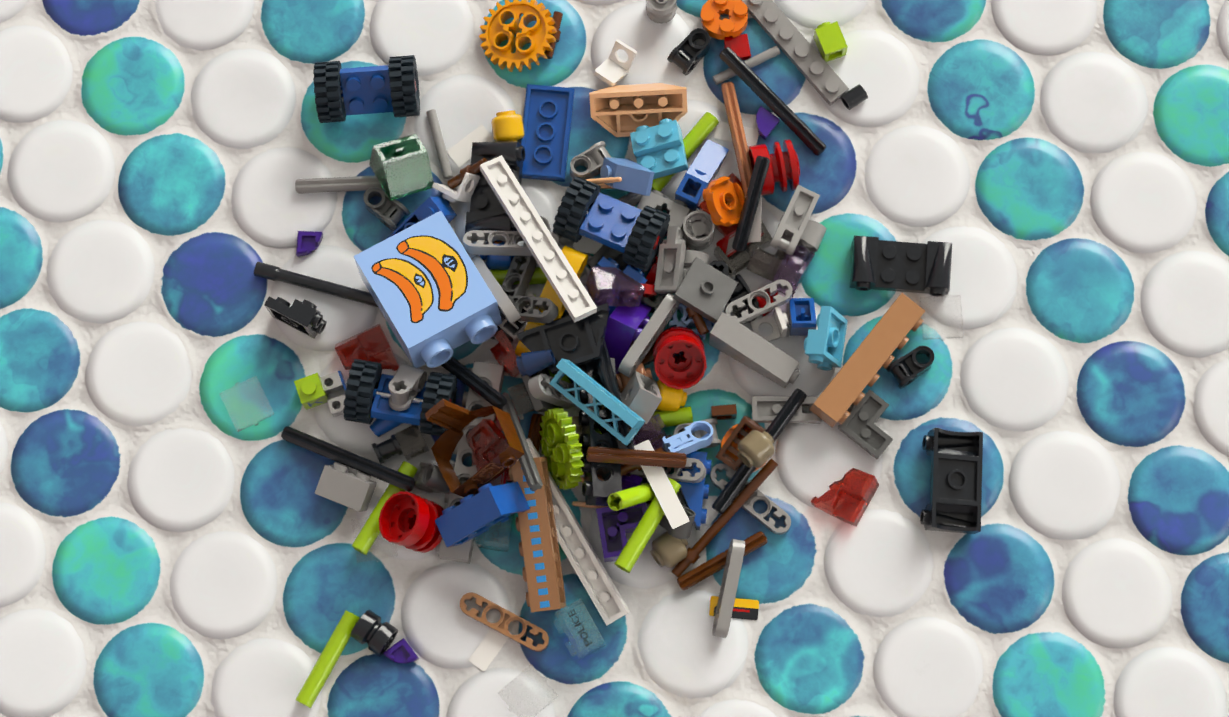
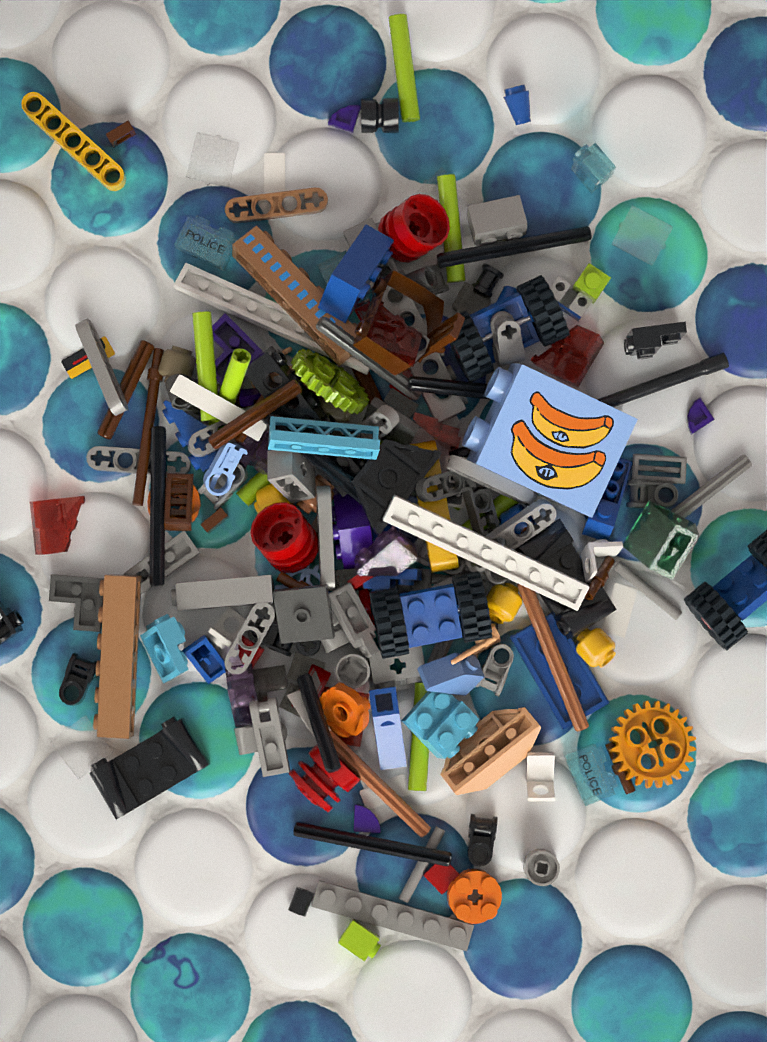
camera: 140 degrees right, 10 degrees up
(244, 474) = (592, 166): none -> clear light blue brick
(262, 568) = (518, 104): none -> blue cone
(349, 212) = (636, 467): none -> light grey tile
(534, 362) = (405, 435): dark blue cone -> none
(544, 137) = (553, 658): none -> nougat axle
(548, 203) = (503, 602): none -> yellow head
(578, 43) = (590, 774): none -> clear light blue brick
(756, 448) = (158, 500): dark tan head -> none

